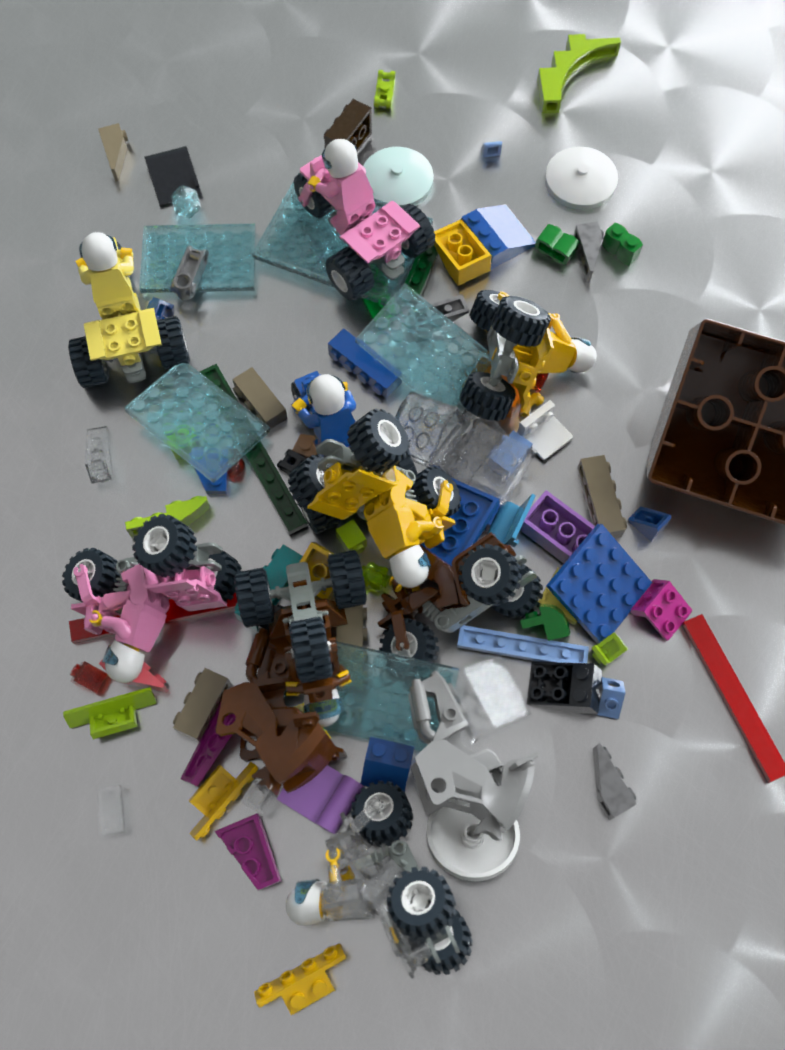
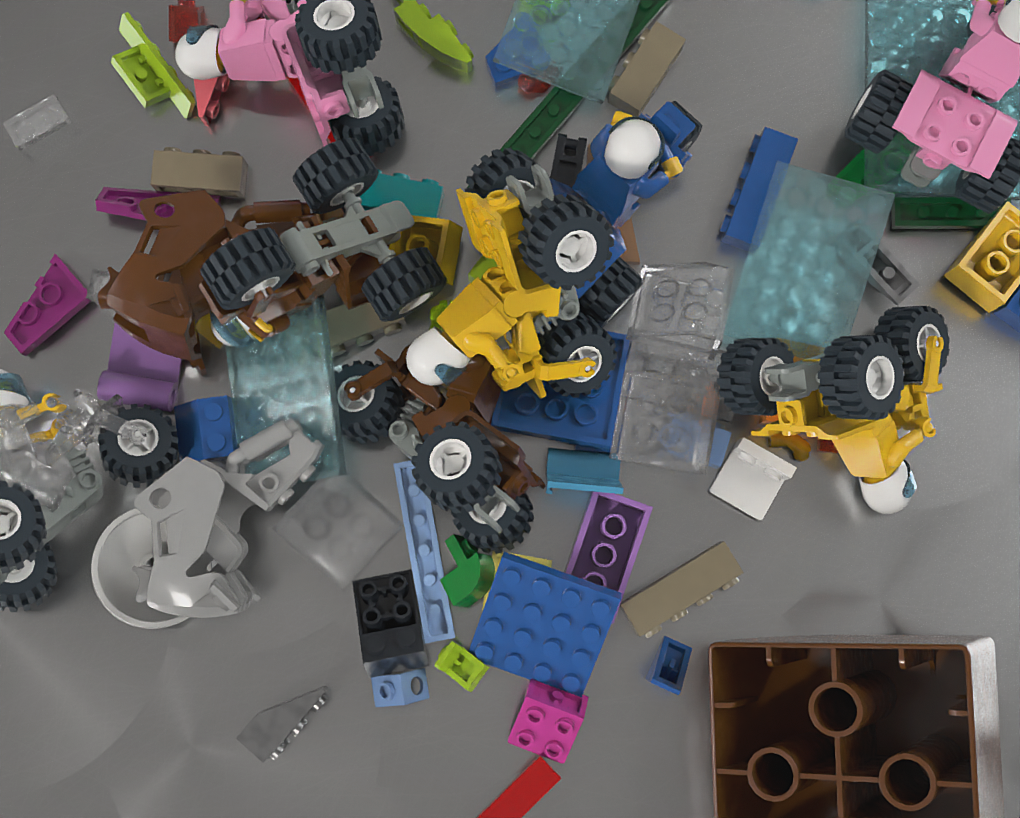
camera: 65 degrees right, 15 degrees up
(217, 794) = (92, 237): yellow bracket -> none

